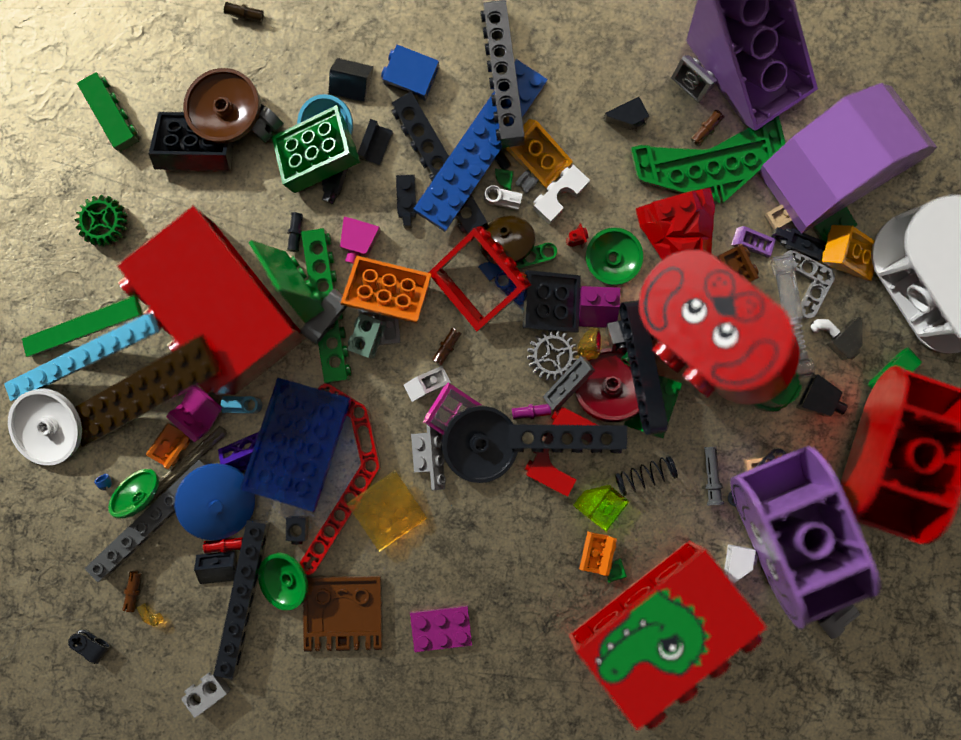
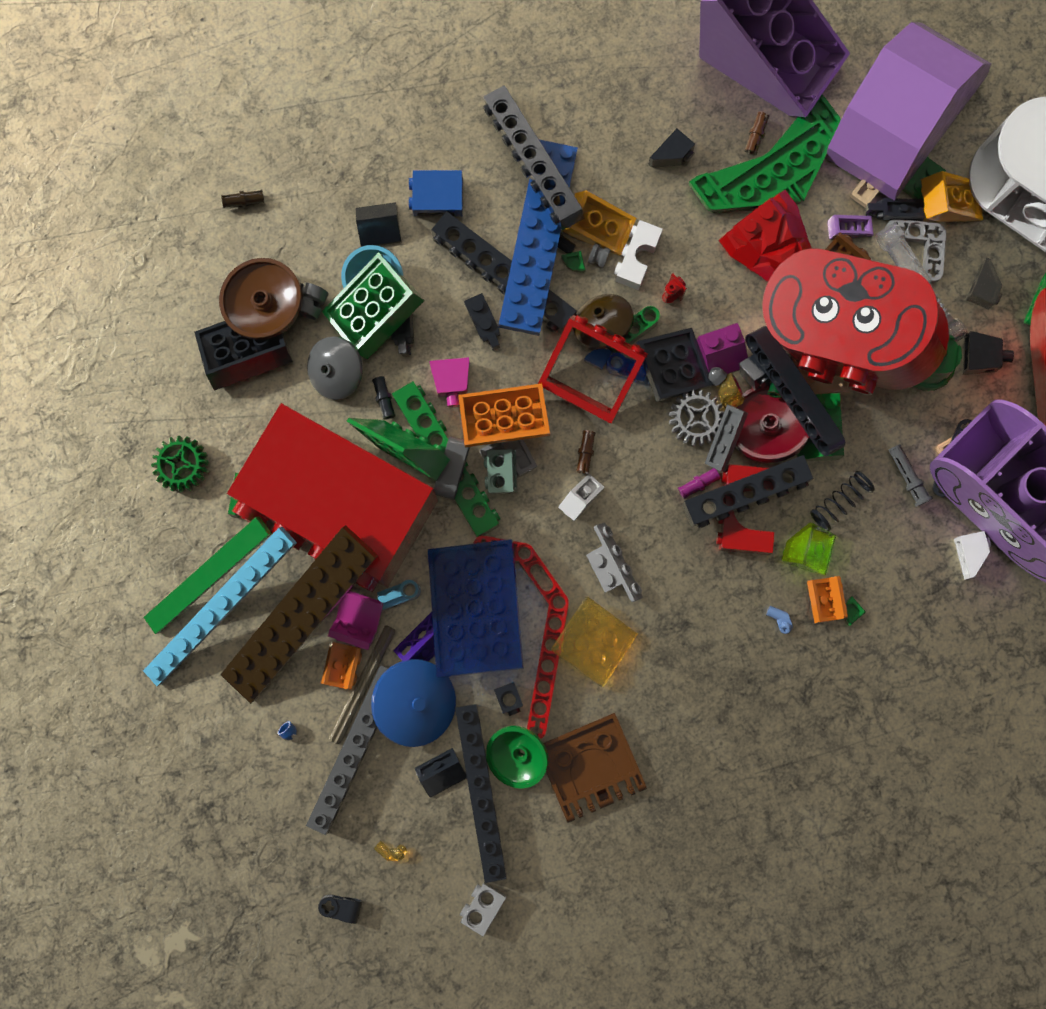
camera: 20 degrees left, 5 degrees down
(44, 426) = (205, 697): white dish -> none
(107, 111) = (143, 351): green brick -> none
(132, 591) = (362, 833): reddish brown pin -> none
(133, 494) = (326, 728): green dish -> none
(222, 545) = (439, 746): red pin -> none
(262, 190) = (343, 366): none -> dark grey dish
(374, 143) = (429, 277): black panel -> none
(441, 628) = (698, 742): magenta plate -> none
(446, 406) = (621, 515): piece -> none
(478, 444) = (659, 536): black dish -> none
(505, 198) = (583, 281): white piece -> none
(554, 554) = (783, 619): none -> medium blue arm
(584, 326) = (717, 375): none -> dark grey hinge
(619, 244) = (722, 282): green dish -> none
(667, 635) = (933, 647): red brick -> none
(693, 78) = (723, 90): light grey slope -> none
(825, 324) = (957, 280): white arm -> none

